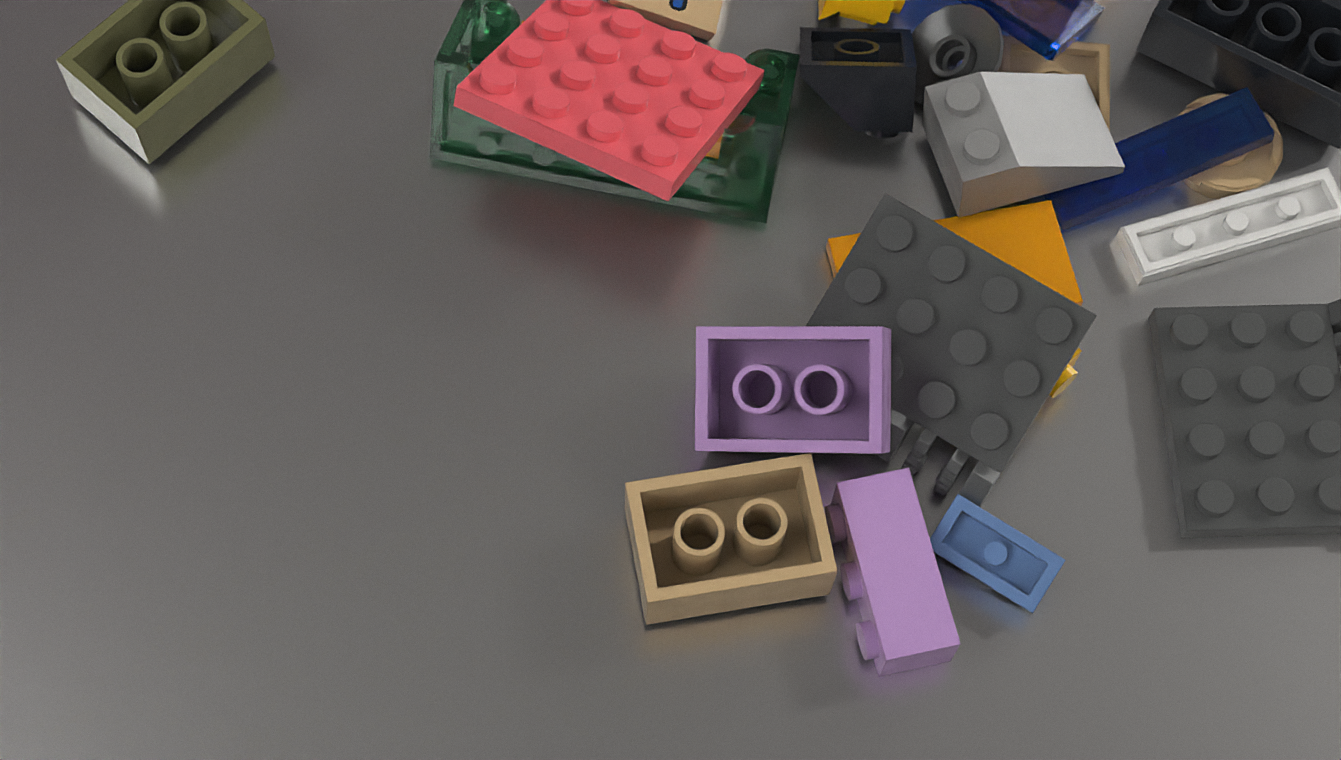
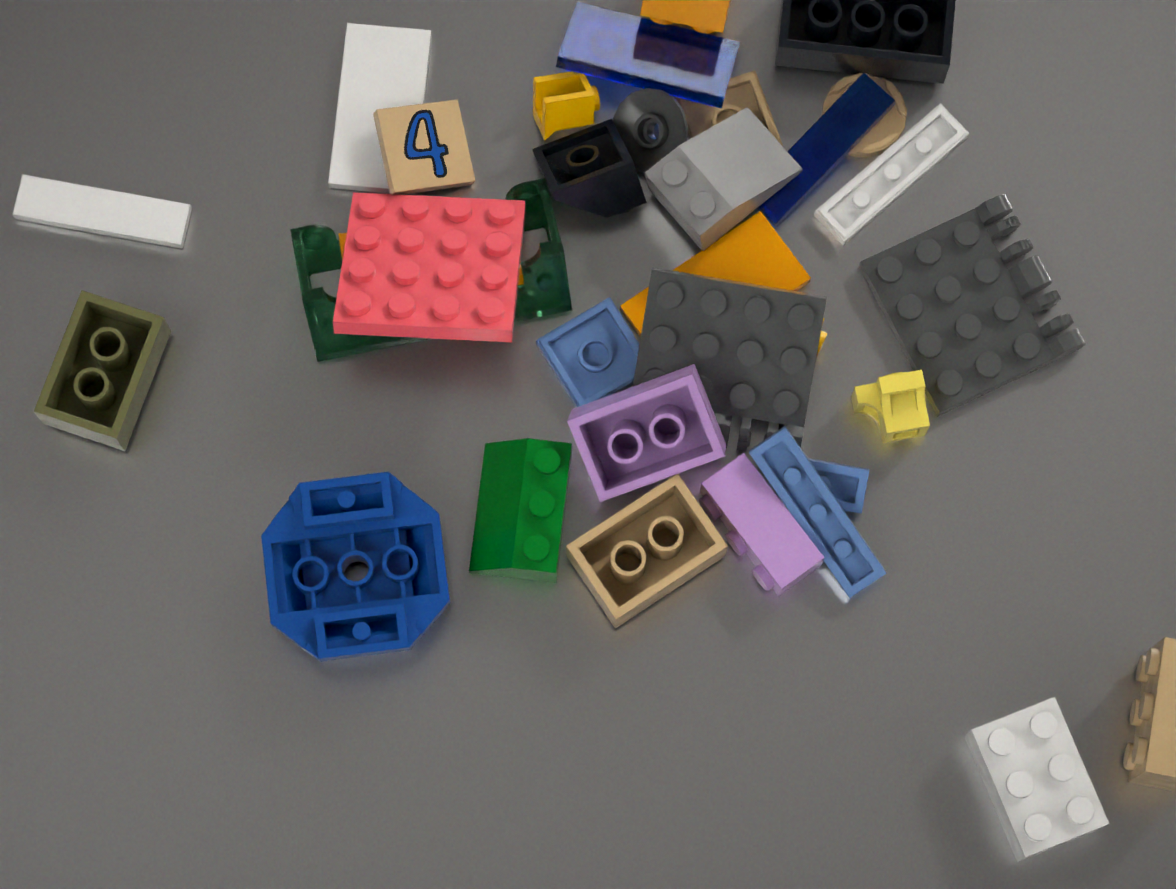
camera: 20 degrees left, 10 degrees up
(336, 345) = (347, 522): none -> blue piece
(596, 427) = (521, 509): none -> green slope
(767, 276) = (592, 353): none -> medium blue tile
(975, 584) = (817, 511): none -> medium blue plate
(1131, 493) = (895, 405): none -> light yellow brick

